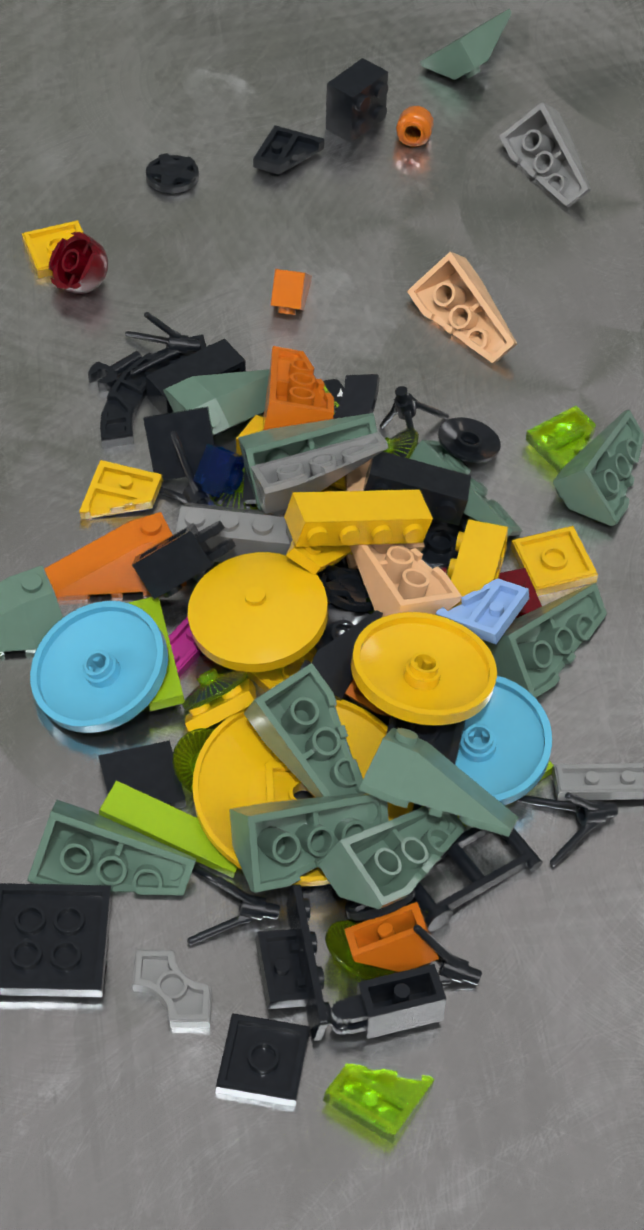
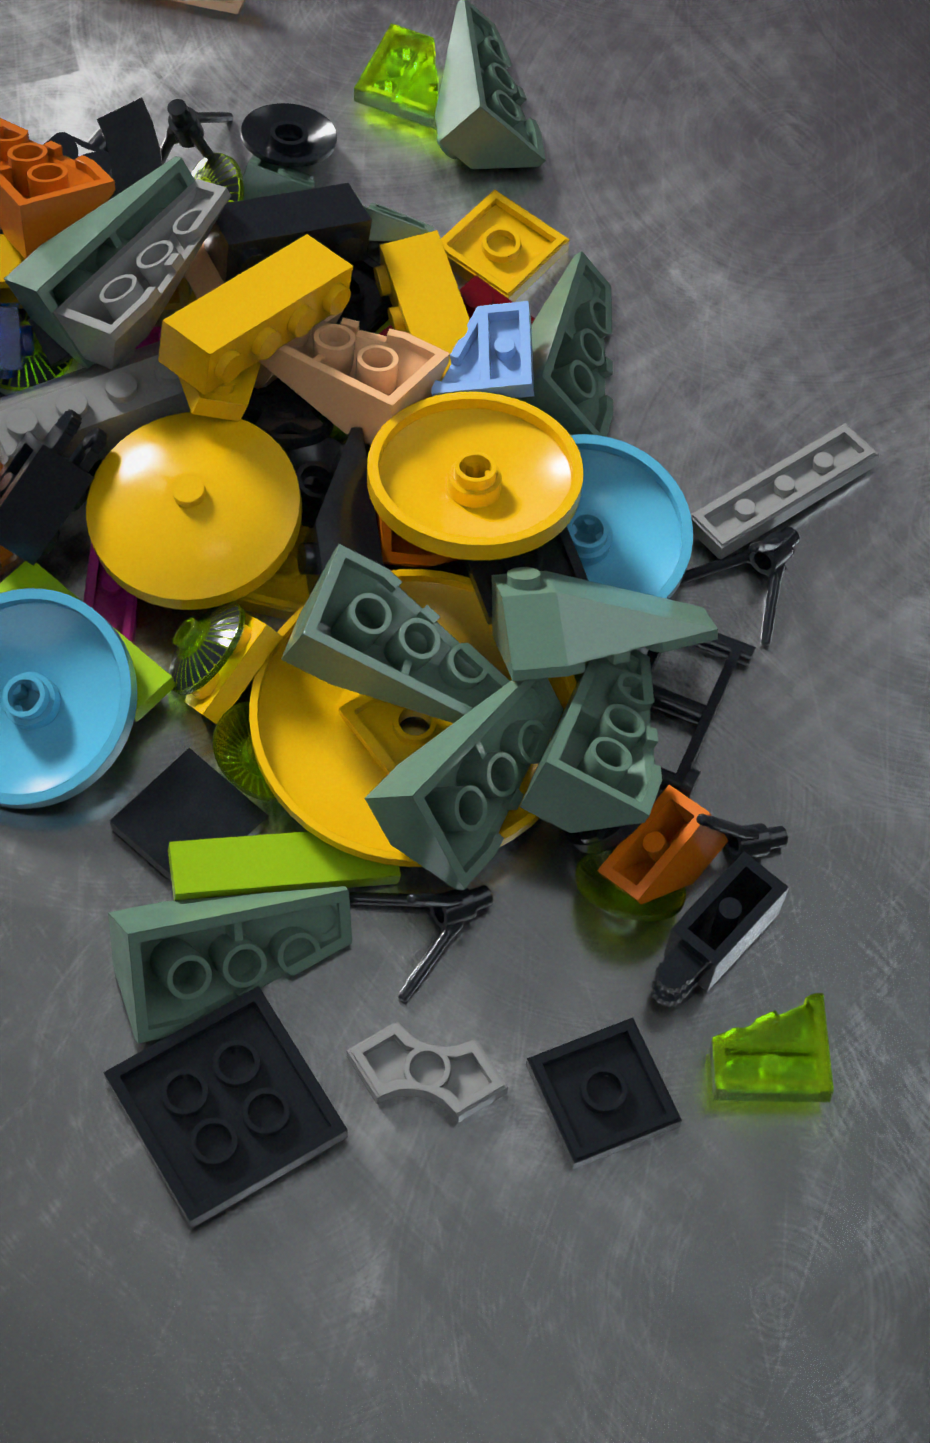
camera: 35 degrees left, 10 degrees up
(290, 966) = (561, 953): black bracket -> none

